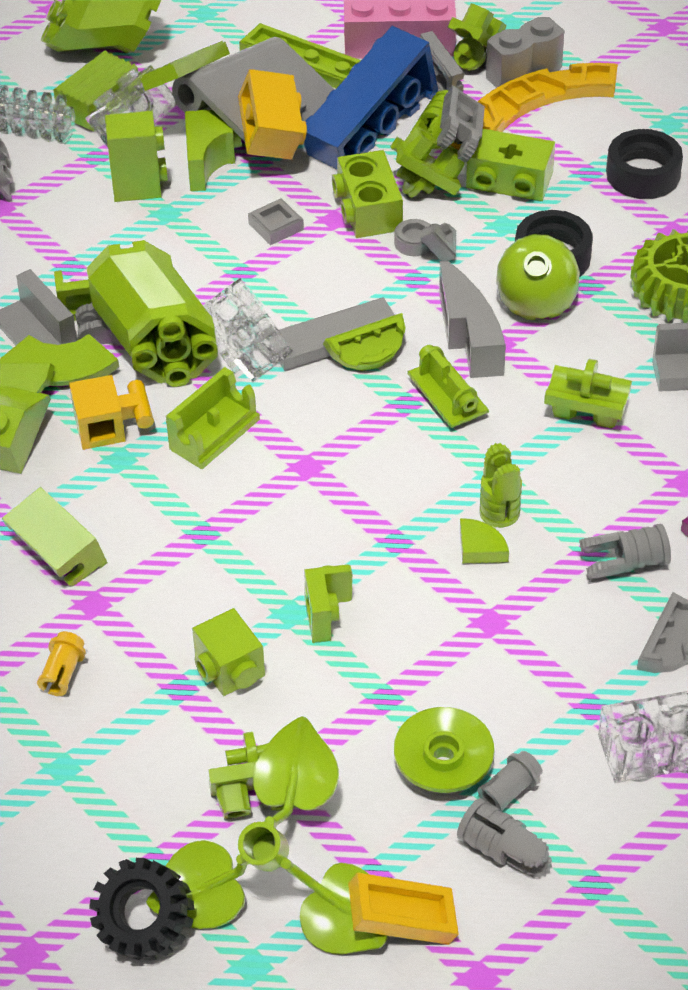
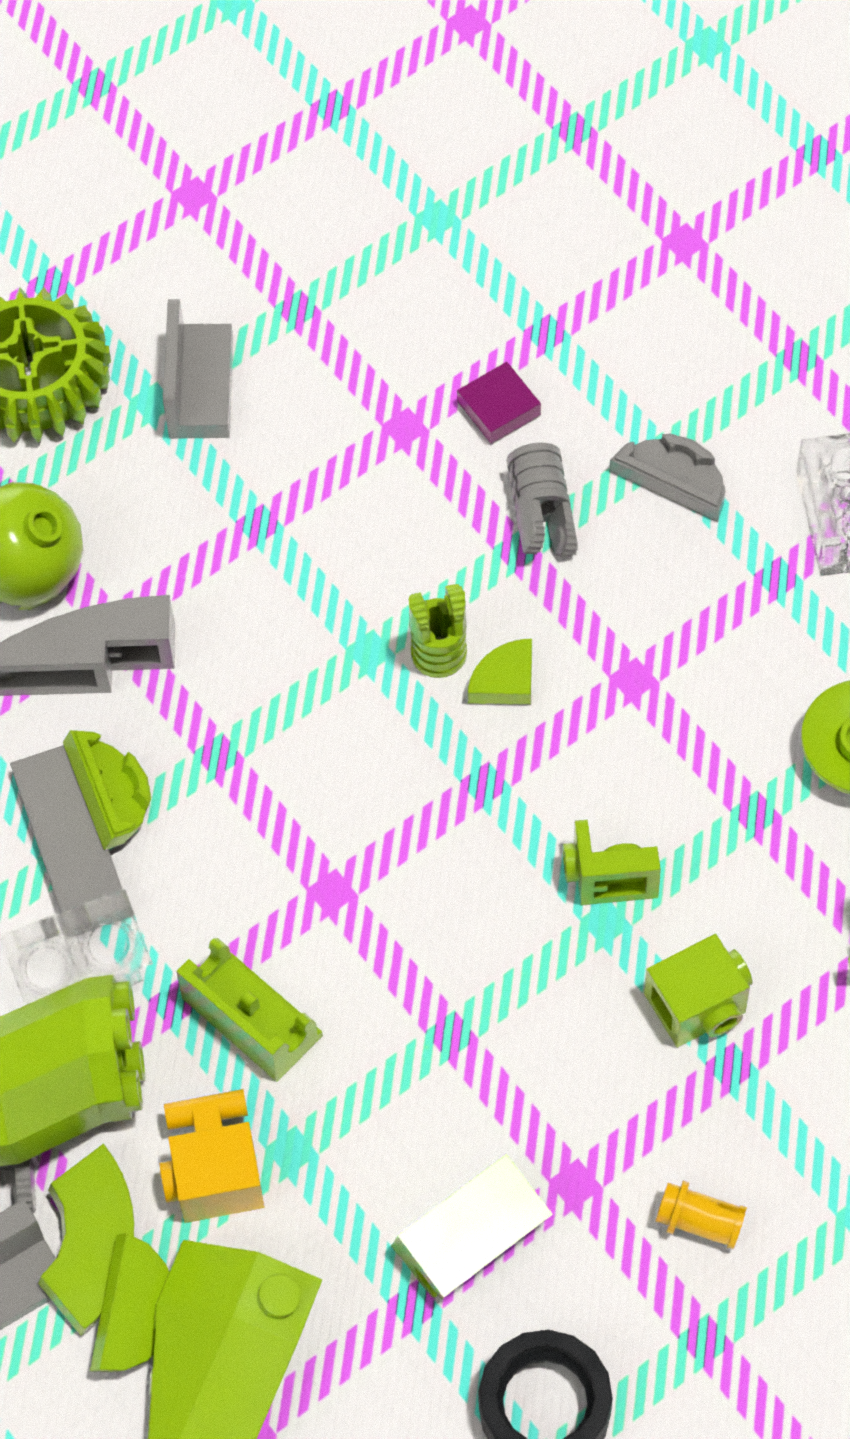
camera: 85 degrees left, 15 degrees up
(446, 388) = (213, 693): lime hinge -> none
(587, 392) = (258, 510): lime hips -> none

